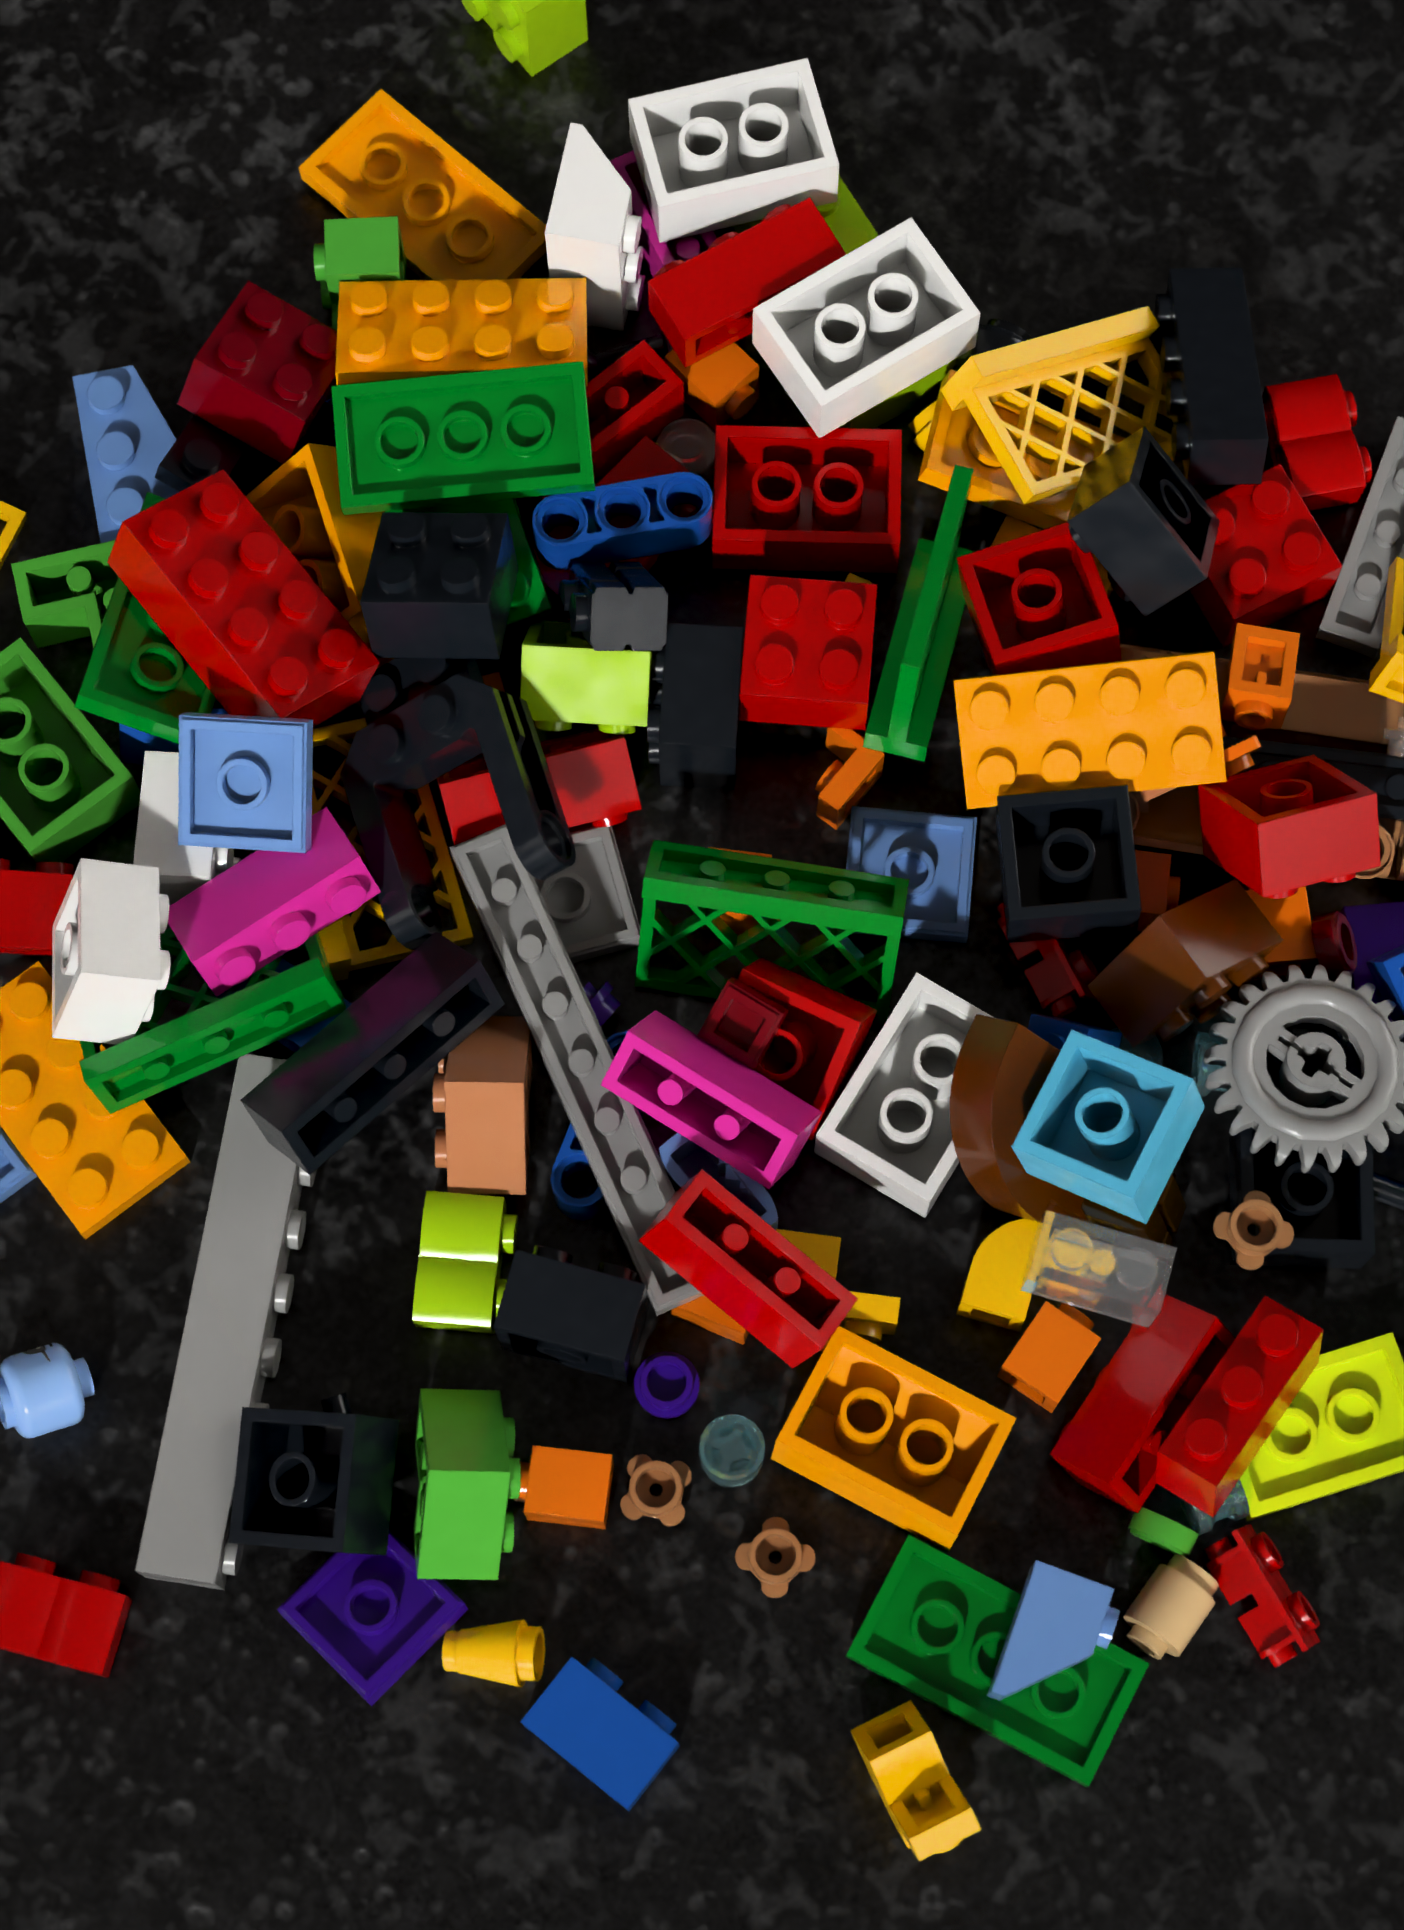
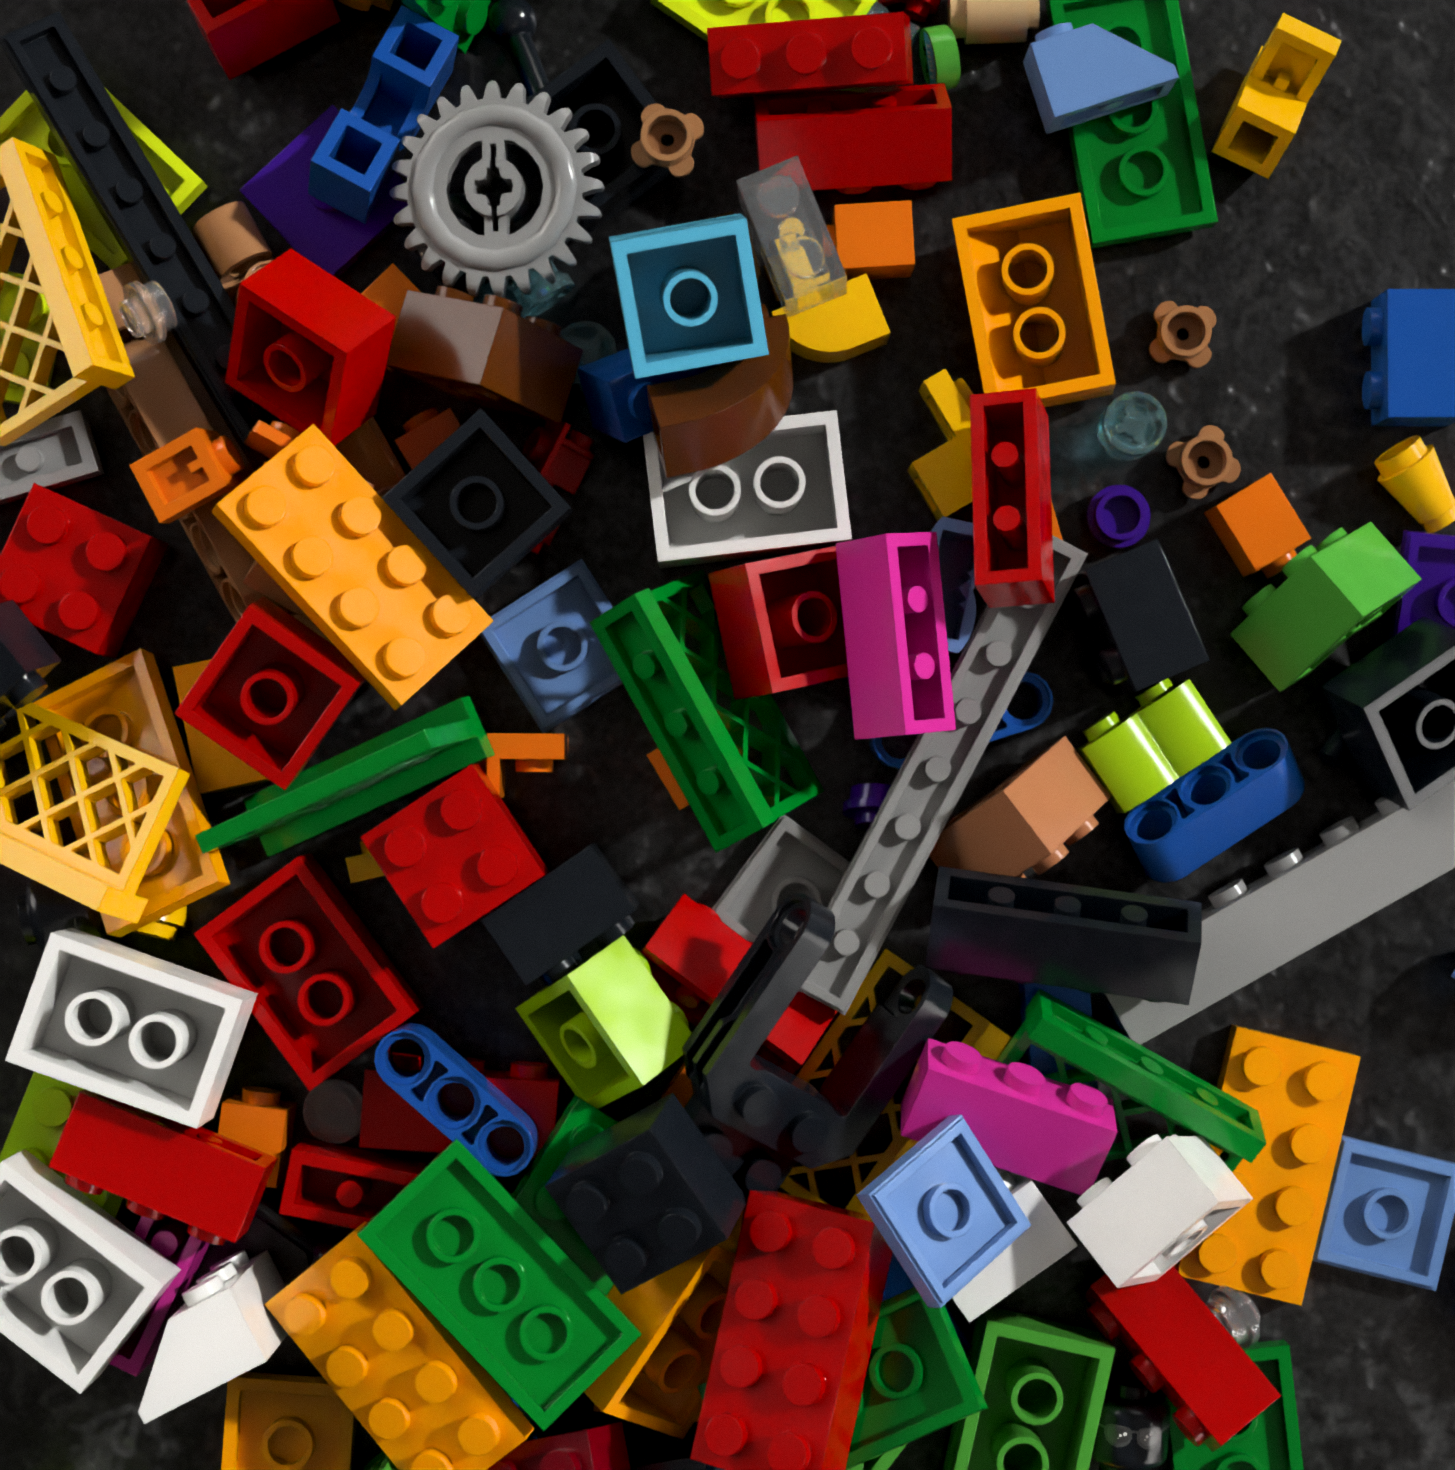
camera: 130 degrees left, 15 degrees up
(373, 1271) = (1215, 805): none -> blue beam
(615, 606) = (543, 1041): black brick -> none
(743, 1023) = (814, 659): dark red tile -> none
(1143, 522) = (134, 657): black brick -> none
(1334, 943) = (368, 260): dark red tile -> none

